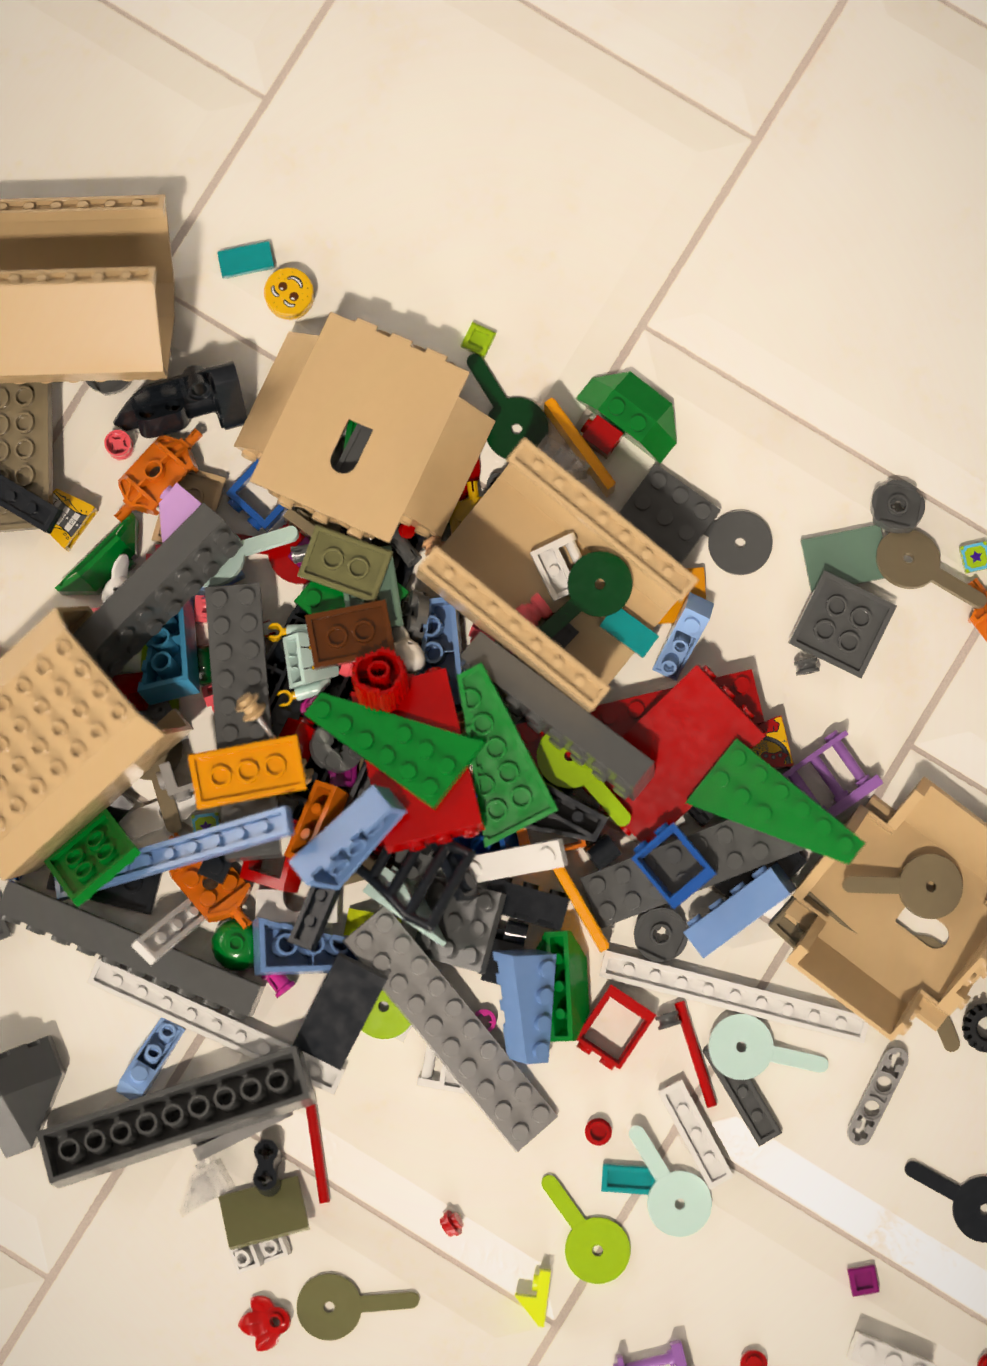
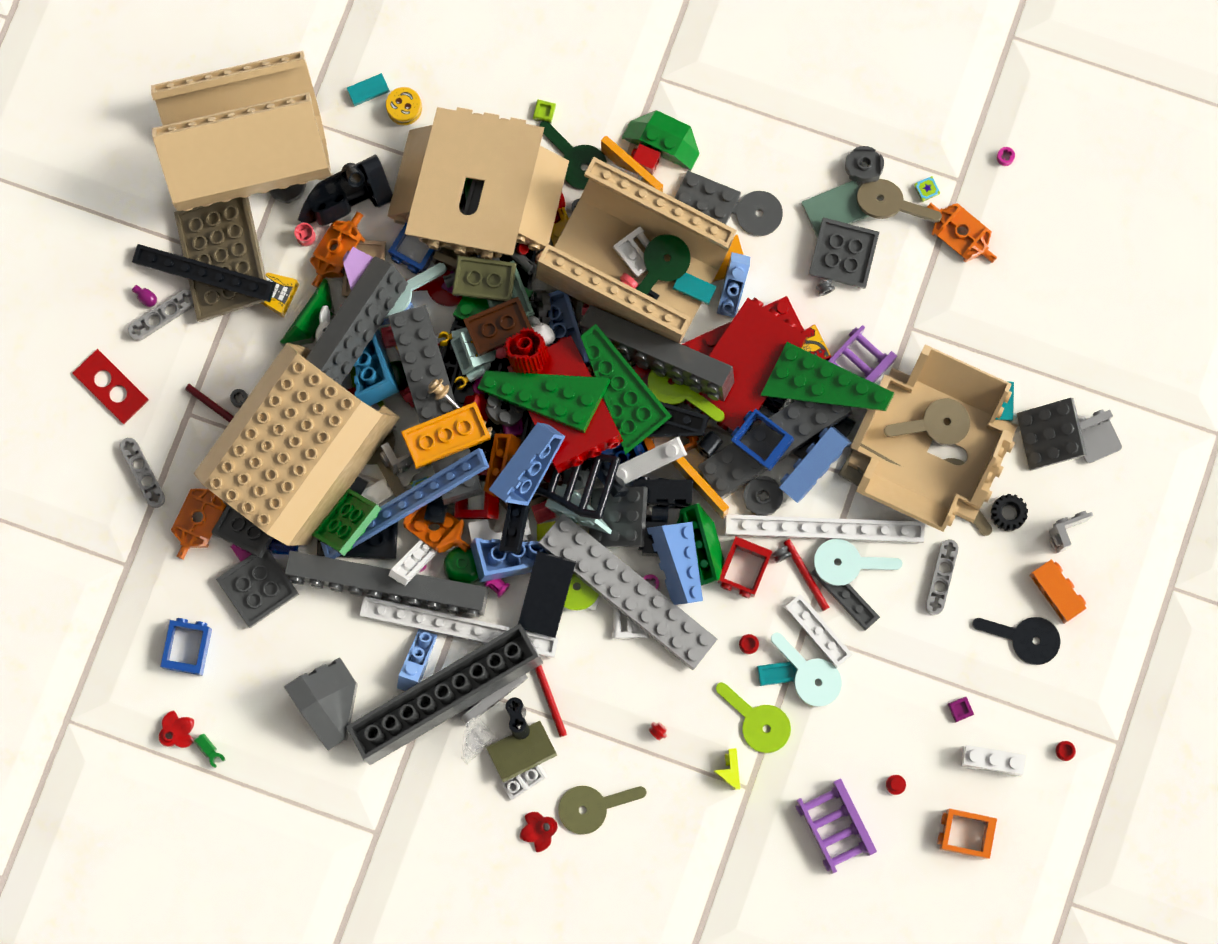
camera: 15 degrees left, 5 degrees down
(356, 896) = (542, 513): none -> coral tile

